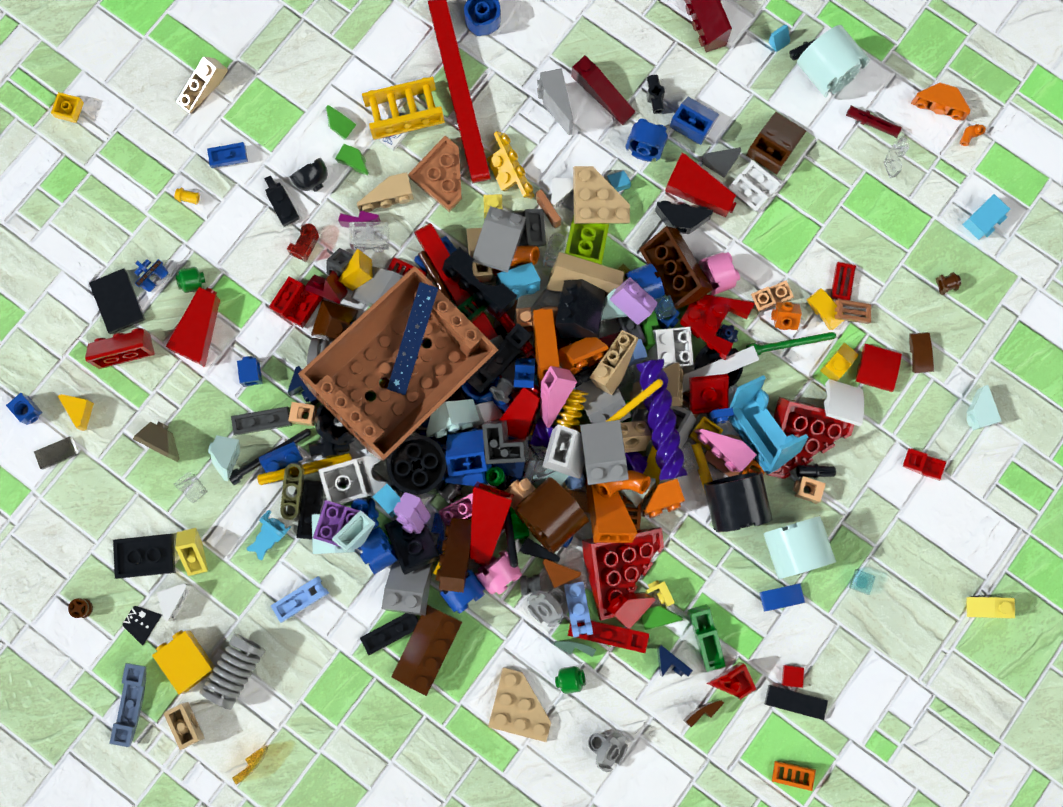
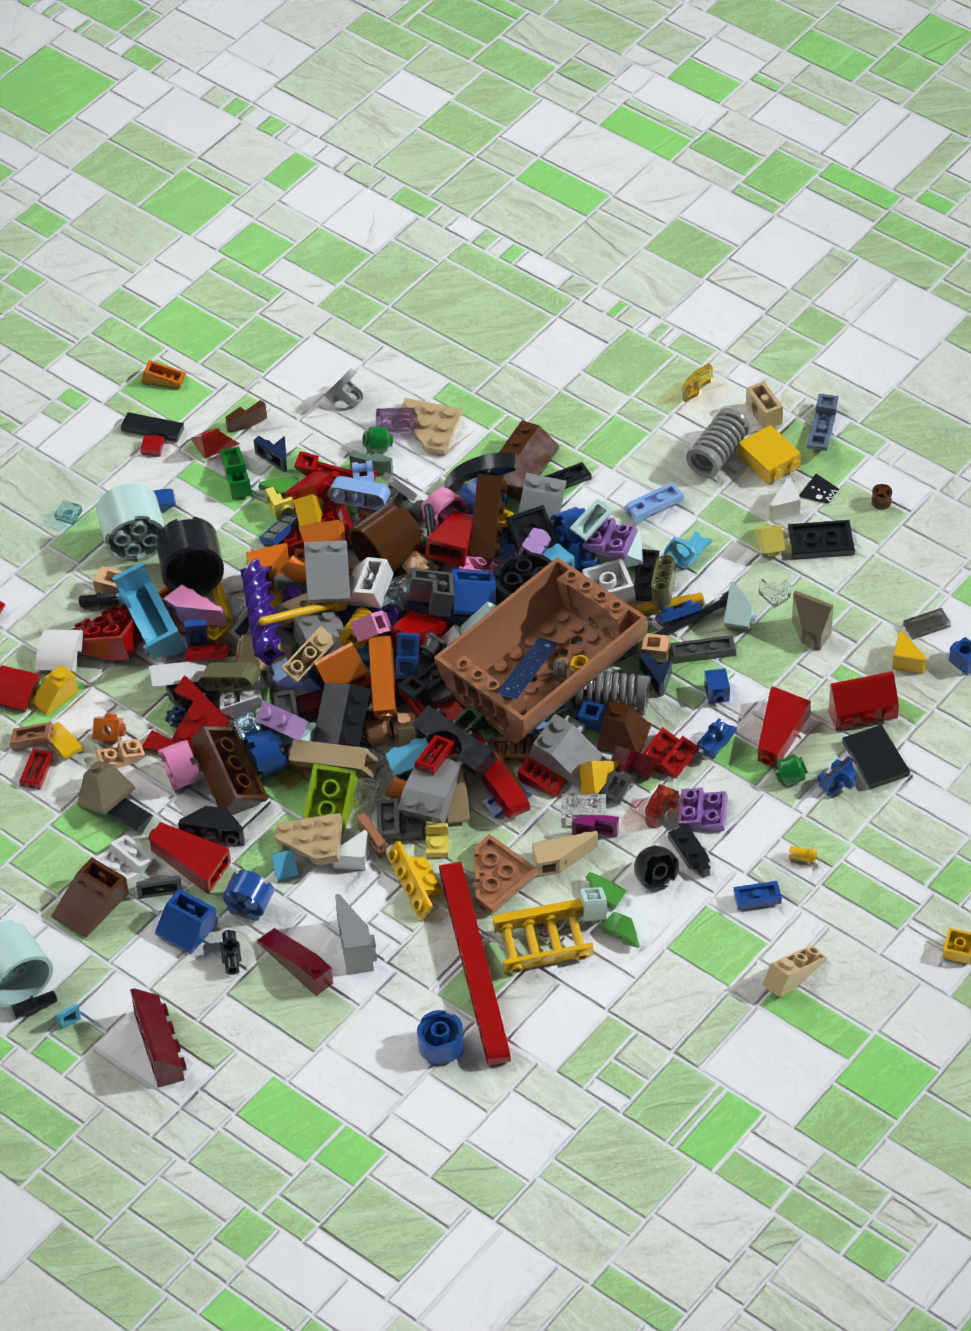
camera: 175 degrees left, 30 degrees down
(251, 311) = (716, 738): none -> blue hips
(268, 243) = (703, 810): none -> medium lavender slope
(360, 129) = (594, 904): none -> light aqua slope
(365, 346) = (577, 662): none -> yellow plate
(384, 347) = (560, 669): none -> dark grey bush
(465, 623) = (499, 462): none -> black slope
(489, 278) = (439, 755): none -> red tile
(553, 705) = (397, 419): none -> clear purple slope
(582, 589) = (359, 493): none -> light blue beam
(629, 575) = (309, 509): none -> yellow slope
(656, 560) = (279, 530): none -> tile
(685, 352) = (229, 676): none -> olive beam
(757, 229) = (131, 815): none -> black slope
(780, 249) = (103, 788): none -> dark tan slope
(792, 343) = (148, 704): green piece -> none

